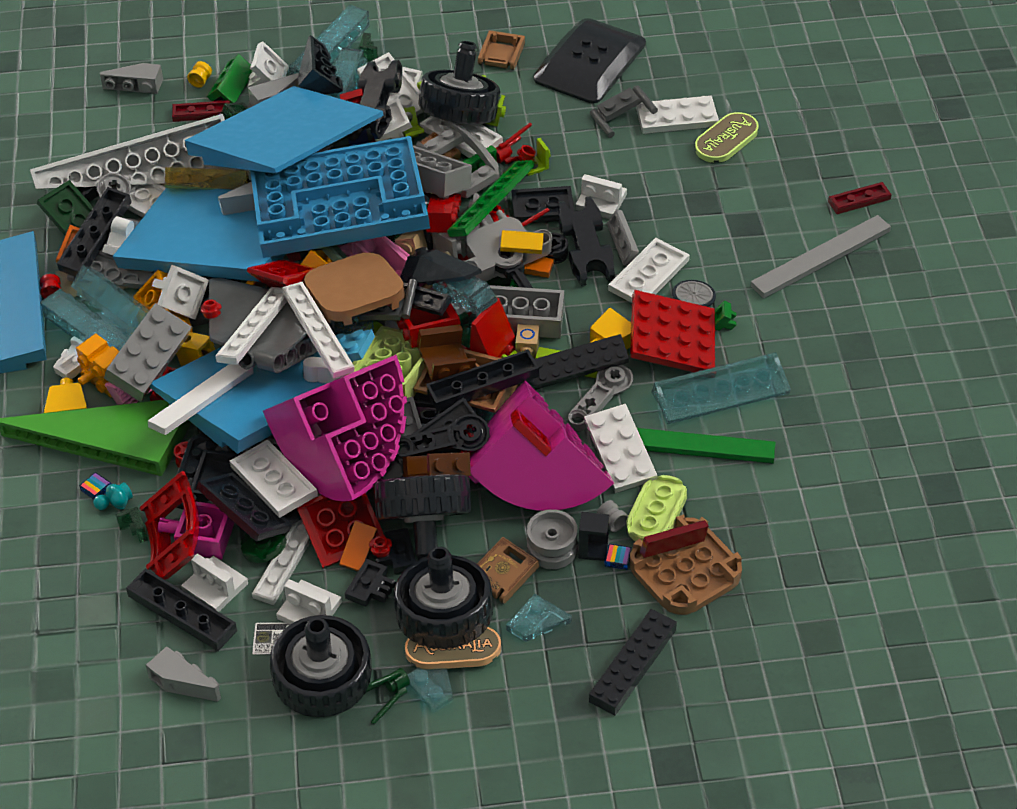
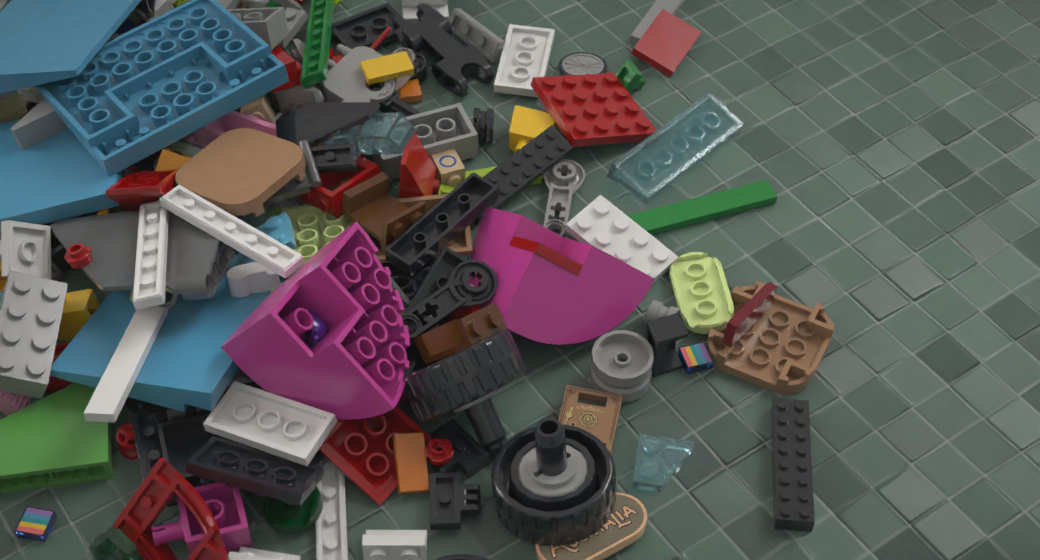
camera: 30 degrees left, 0 degrees up
(116, 495) = (72, 524): teal animal -> none
(331, 422) = (317, 332): none -> dark purple animal
(576, 315) = (480, 122): none -> black wheel
(776, 298) = (666, 42): none -> red tile

